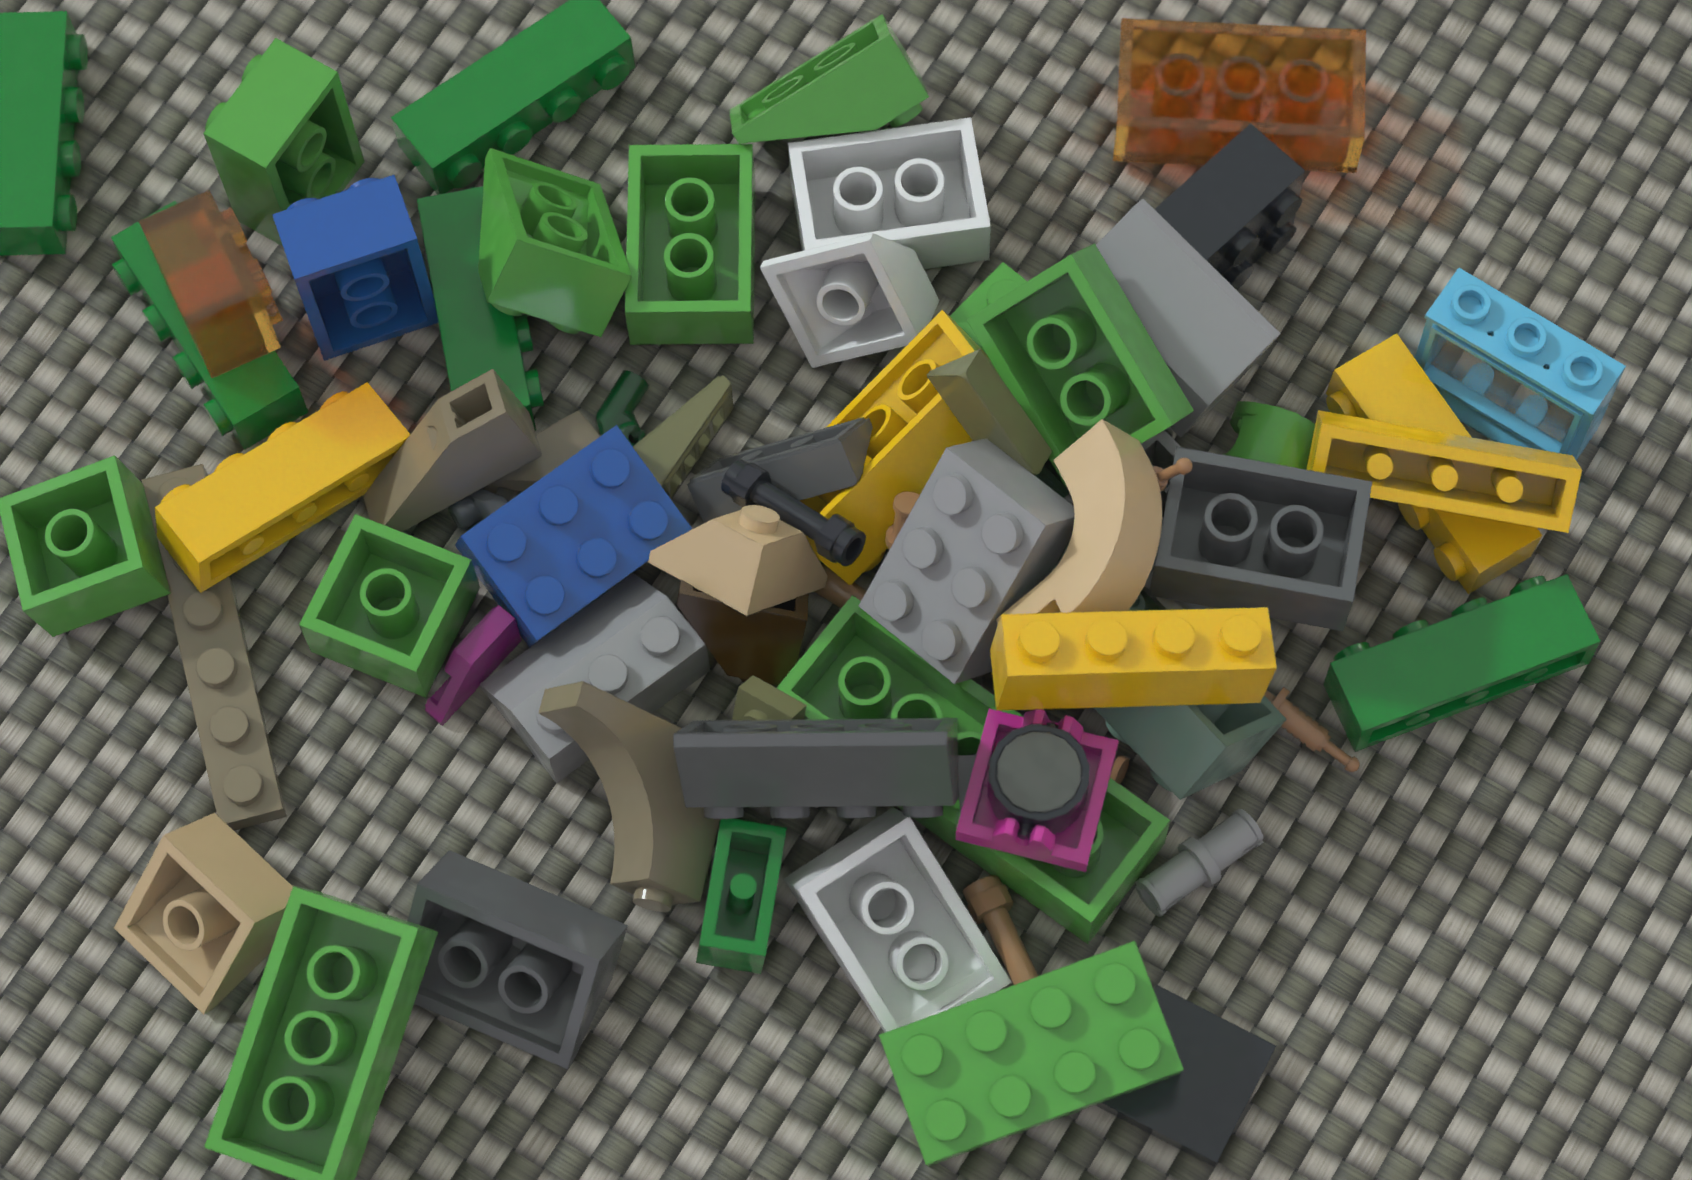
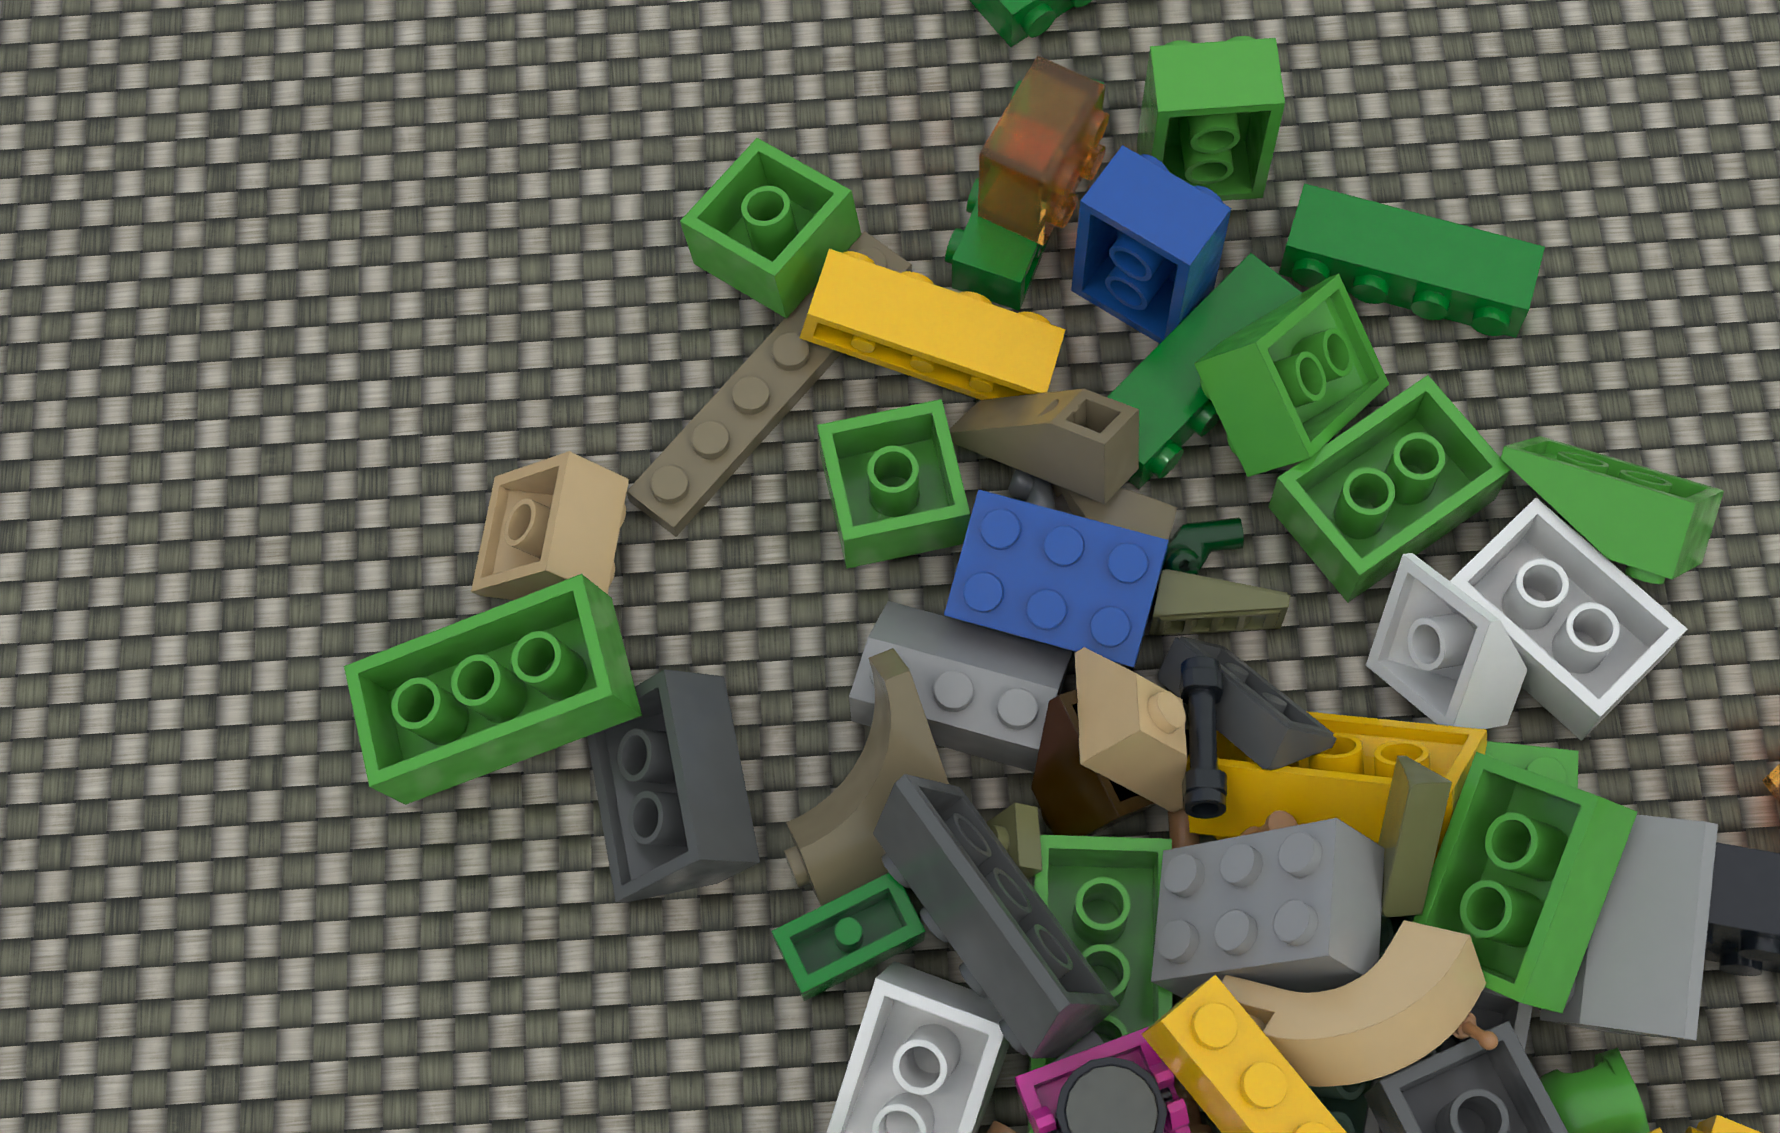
camera: 55 degrees right, 0 degrees up
(474, 662) = (899, 582): magenta tile -> none

